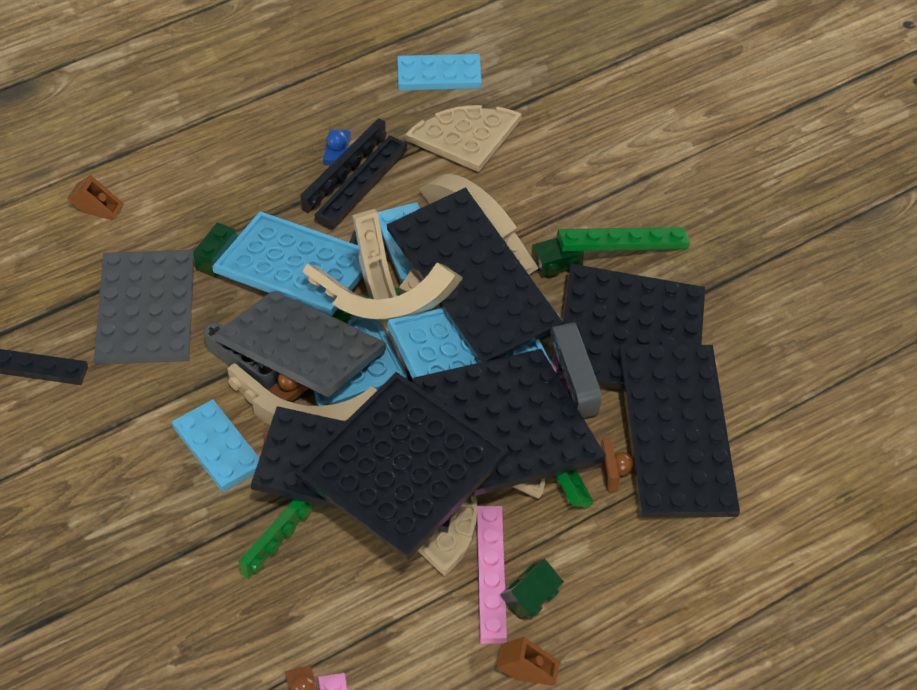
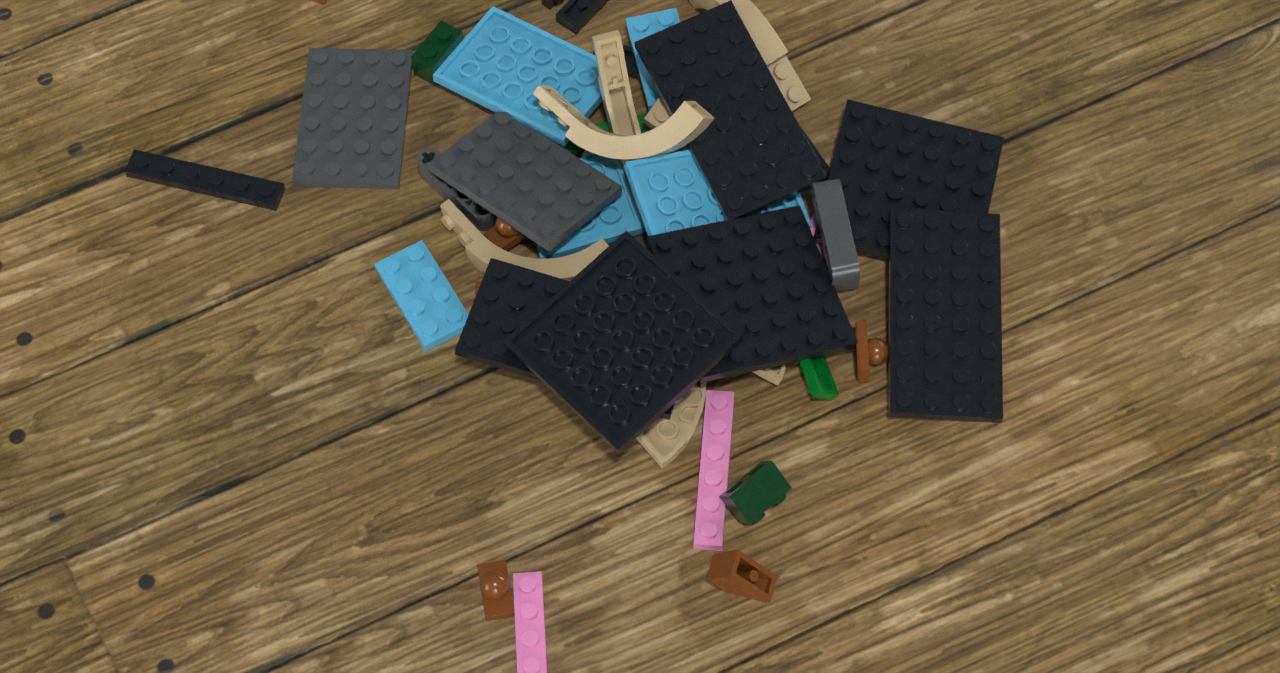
camera: 10 degrees right, 10 degrees up
(271, 539) = (474, 412): green plate -> none
(552, 259) = (834, 85): dark green brick -> none
(623, 239) = (914, 70): green plate -> none

